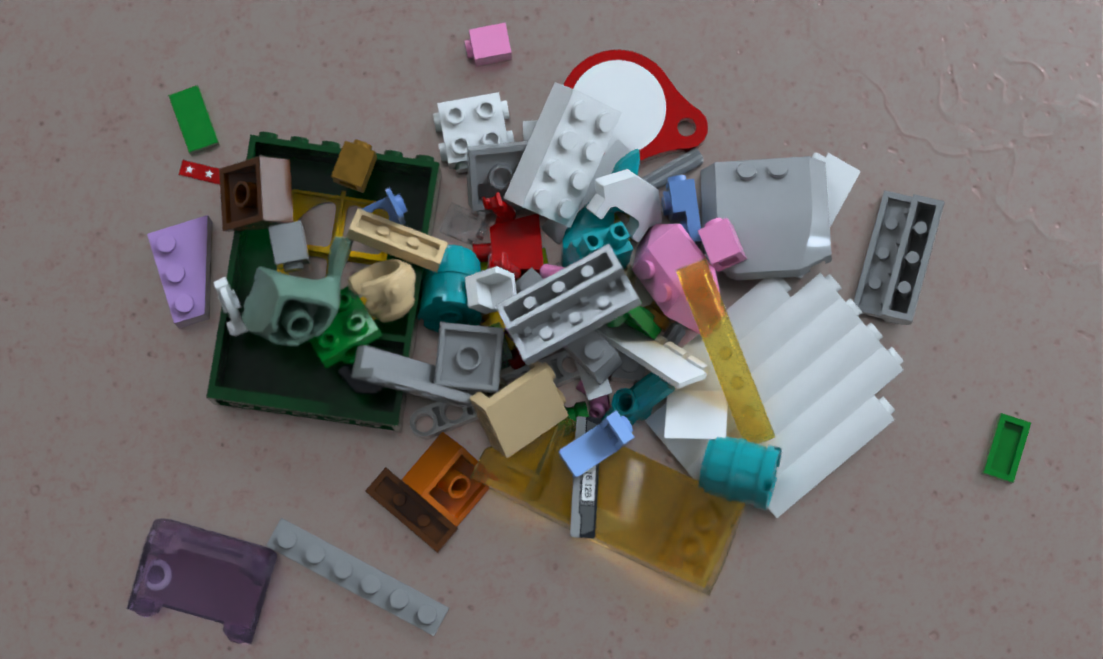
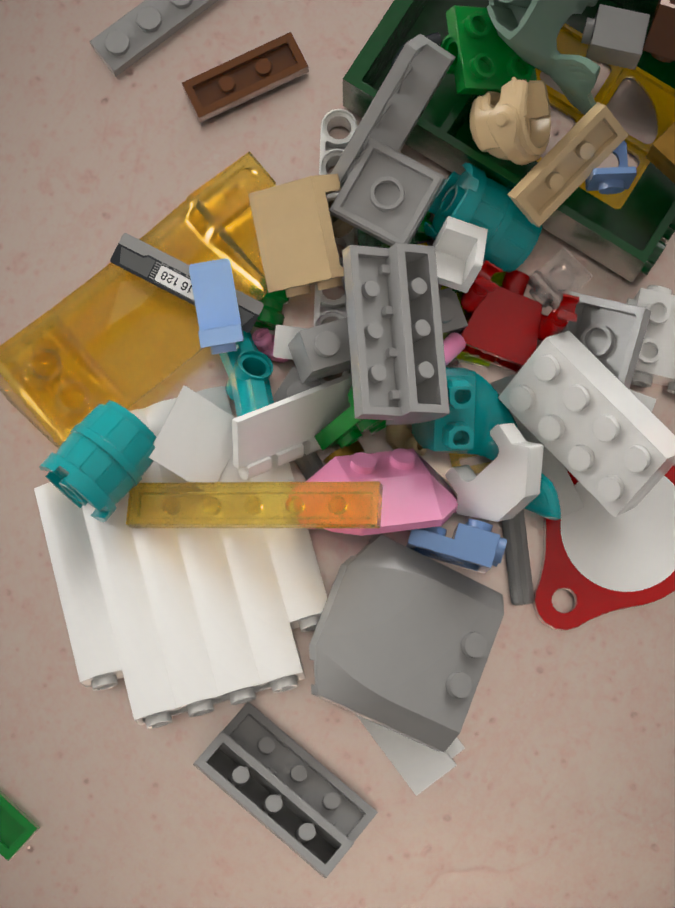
camera: 120 degrees right, 0 degrees up
(445, 479) = (267, 123): orange slope -> none
(721, 243) = (391, 561): bright pink brick -> none

